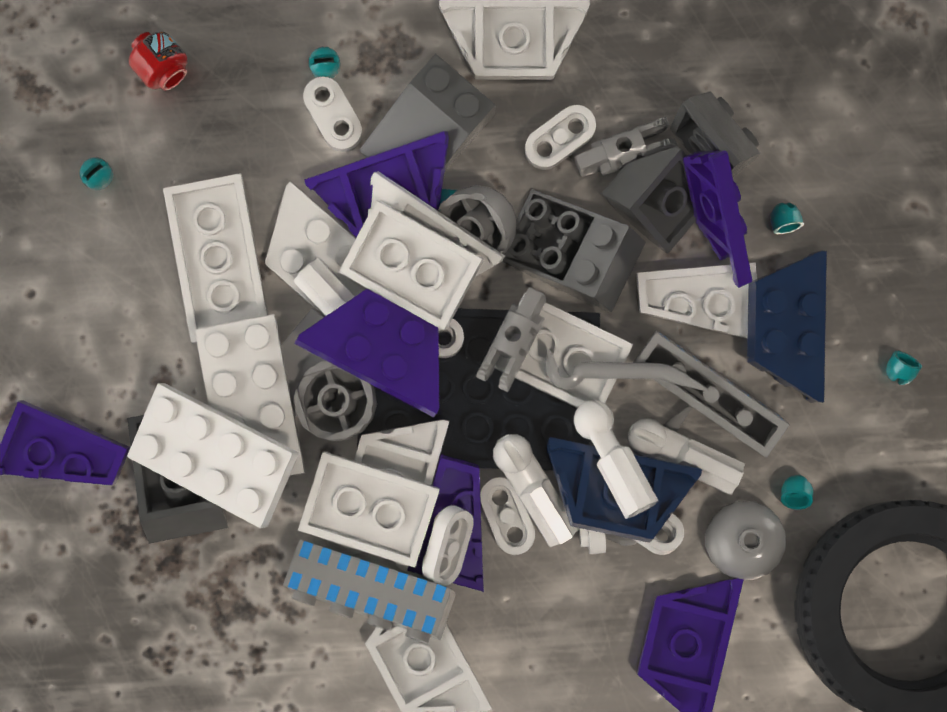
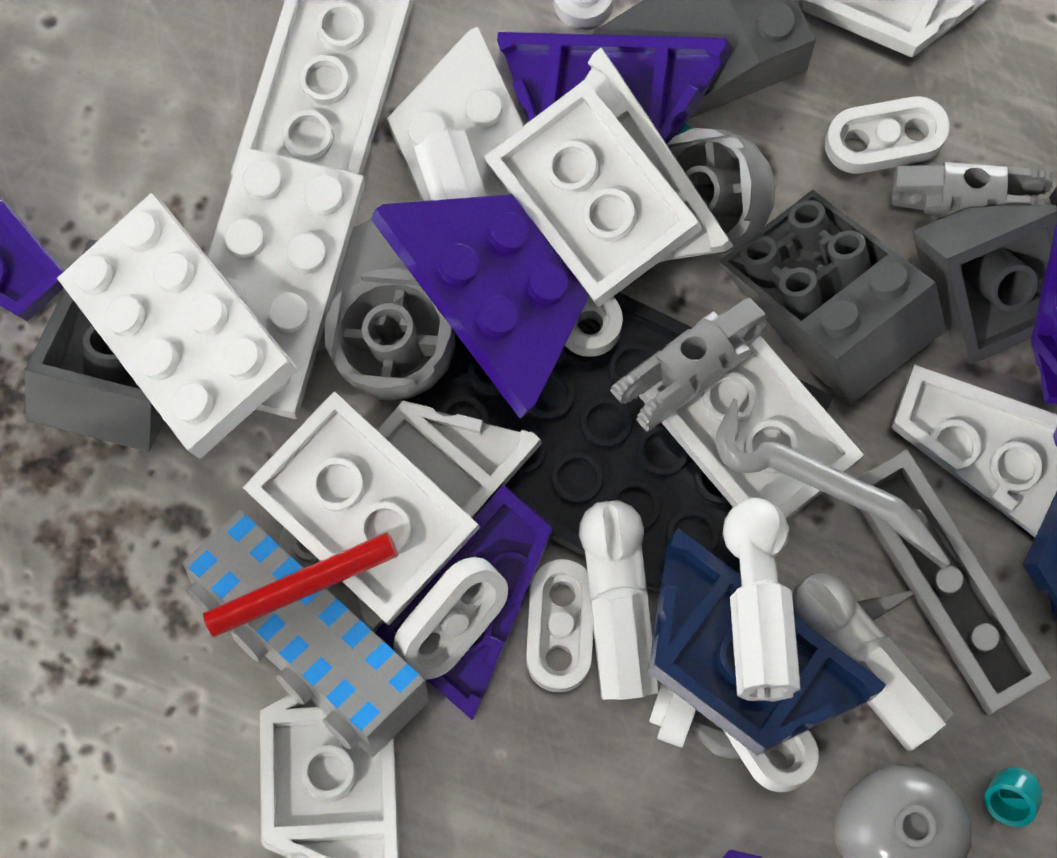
camera: 25 degrees right, 10 degrees down
(358, 569) = (300, 584): none -> red bar

